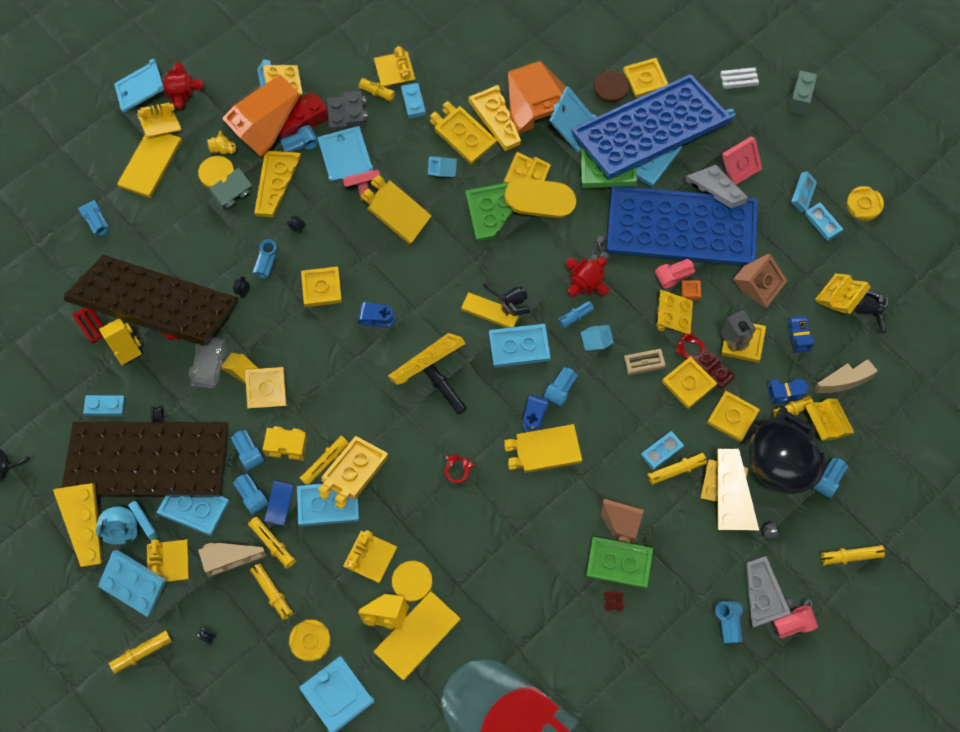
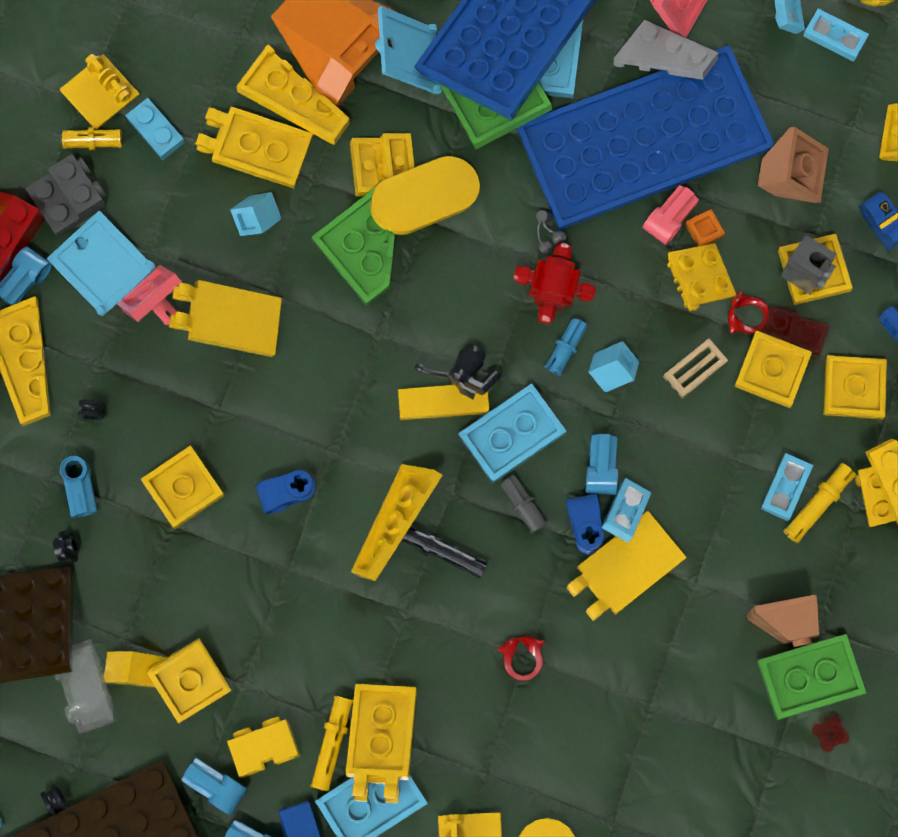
camera: 25 degrees left, 10 degrees up
(504, 387) = (523, 504): none -> dark grey axle
(560, 416) = (626, 510): none -> medium azure piece

